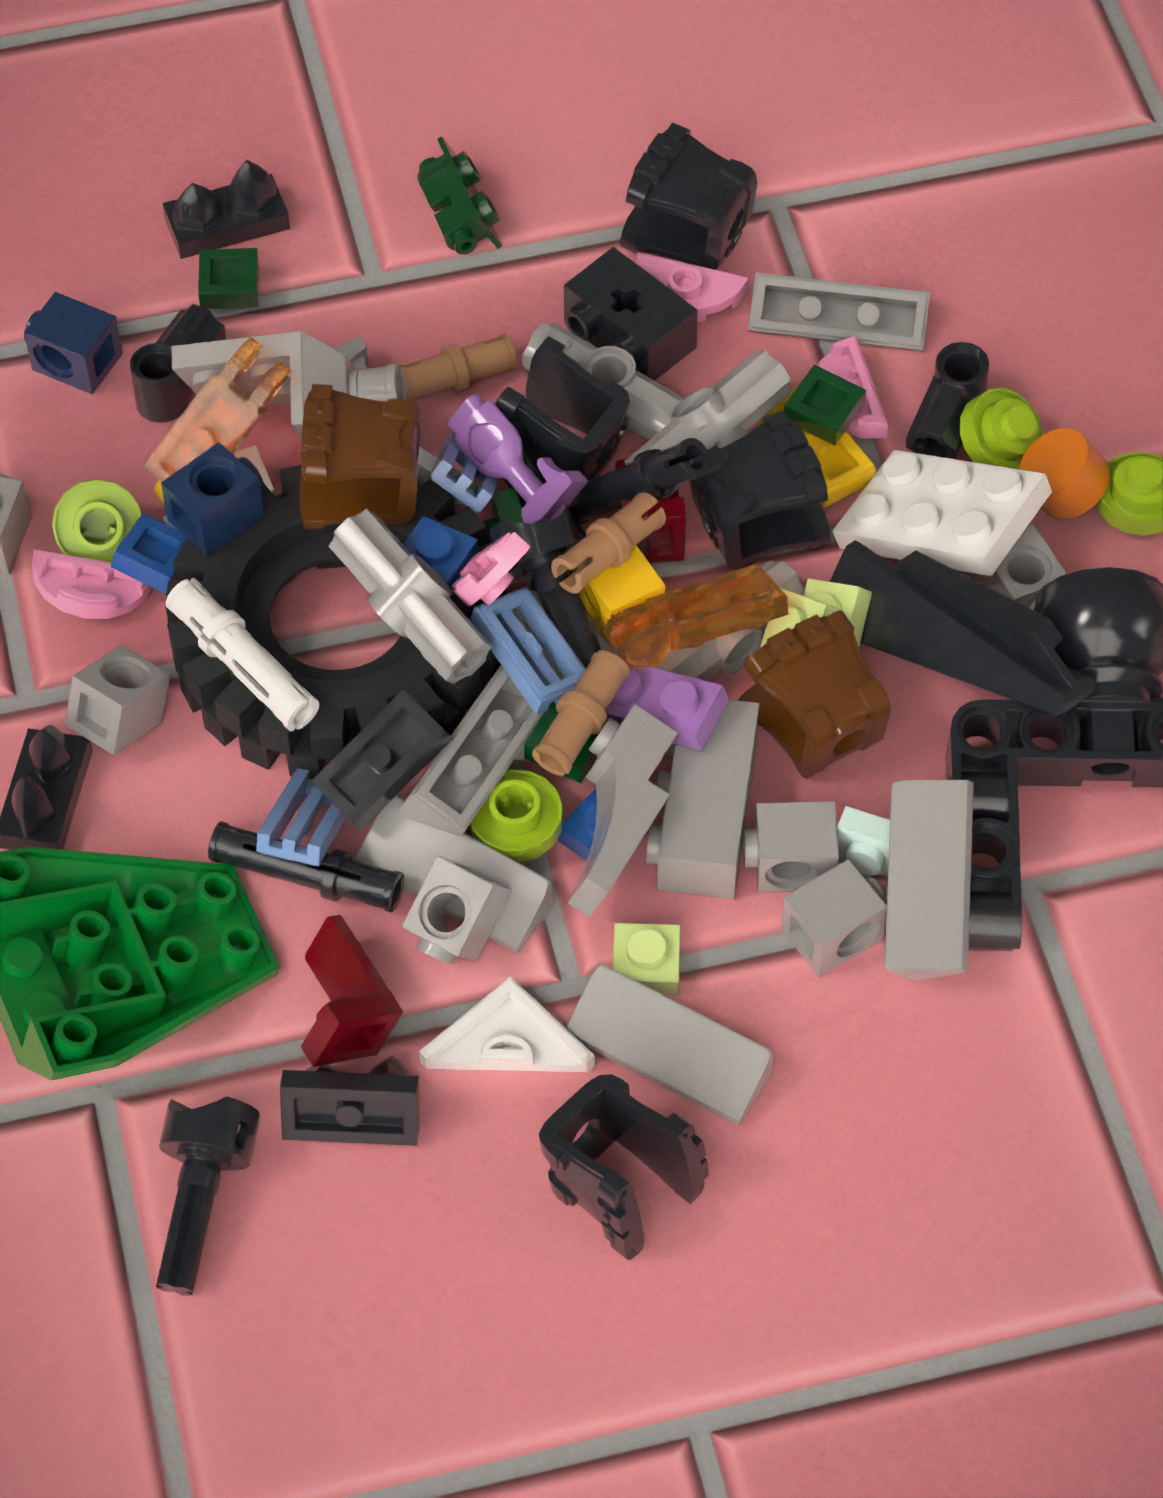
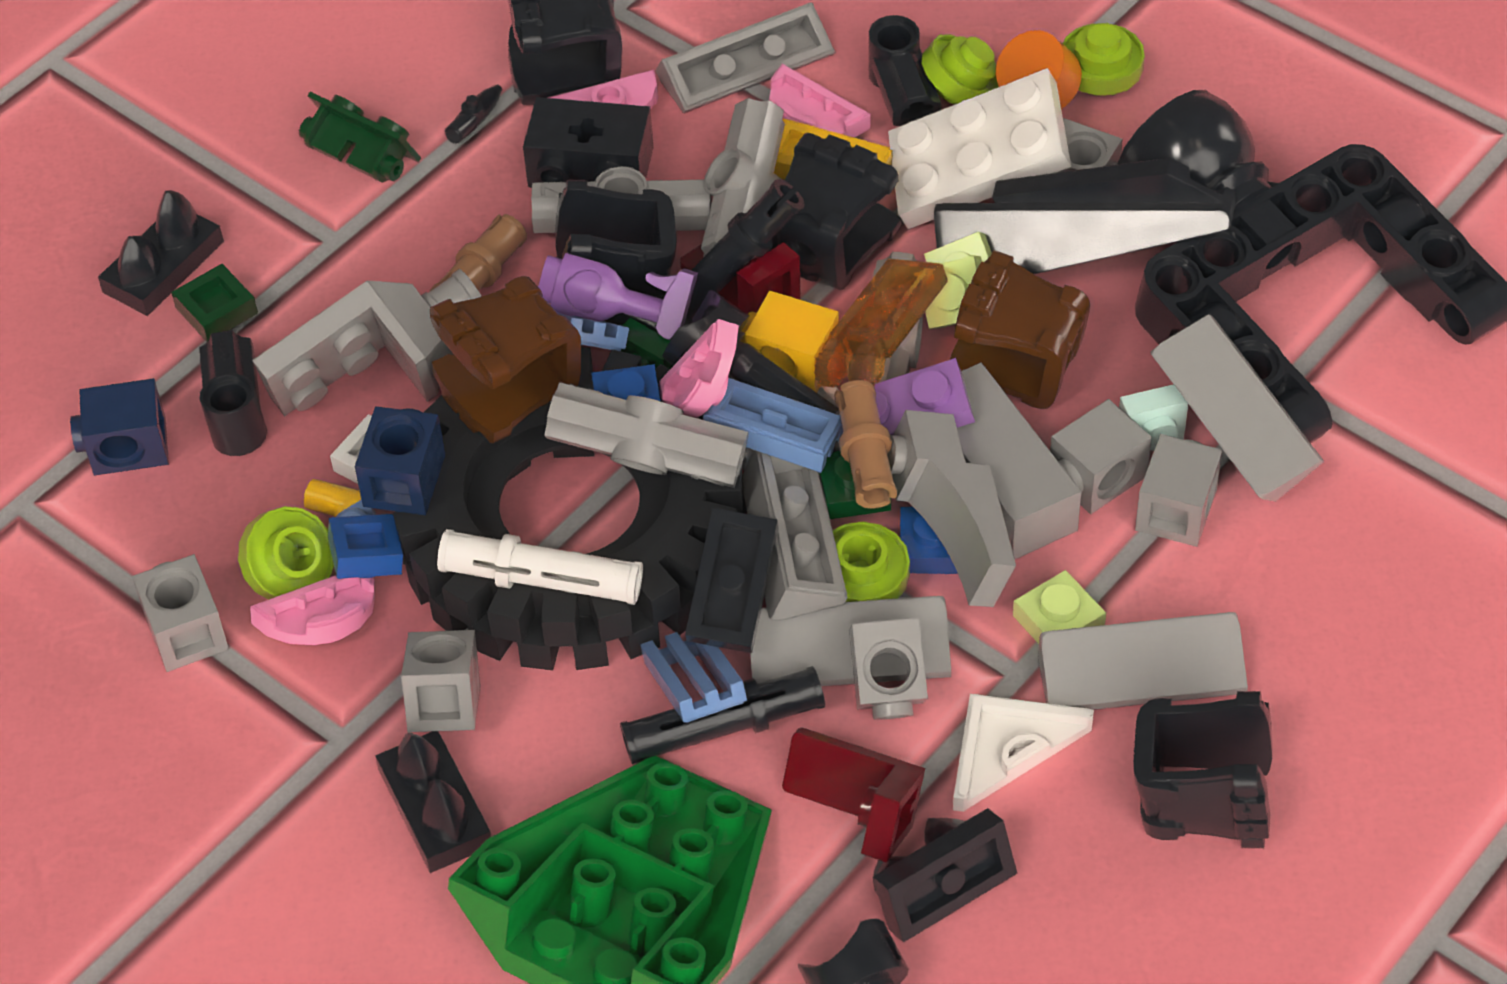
camera: 35 degrees left, 5 degrees down
(218, 413) = (340, 405): clear orange hinge -> none
(573, 230) = (473, 113): none -> black helmet
(608, 542) = (772, 301): medium nougat pin -> none
(825, 404) = (818, 113): dark green plate -> none

